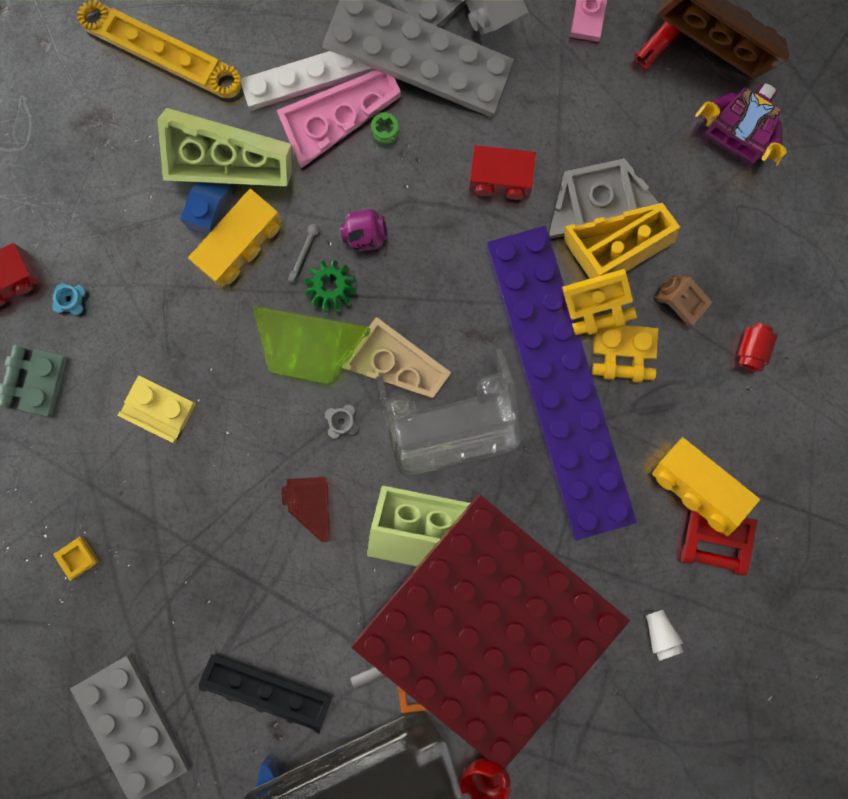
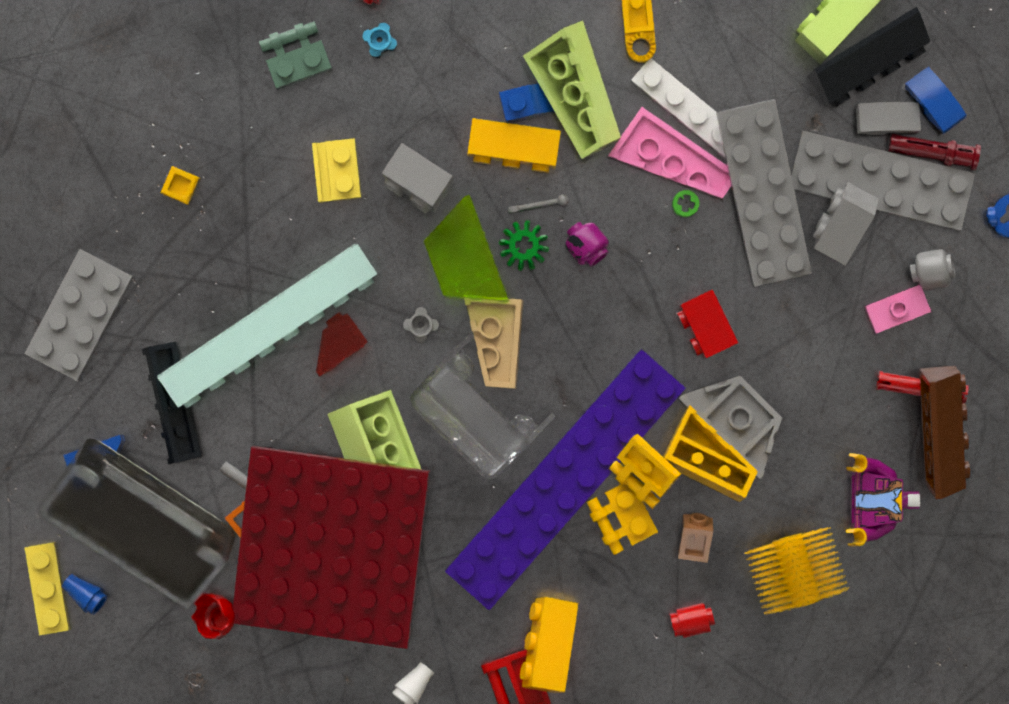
camera: 55 degrees right, 5 degrees up
(205, 336) = (417, 178): none -> light grey brick
(250, 562) = (267, 325): none -> light aqua brick
(774, 222) = (797, 571): none -> yellow piece

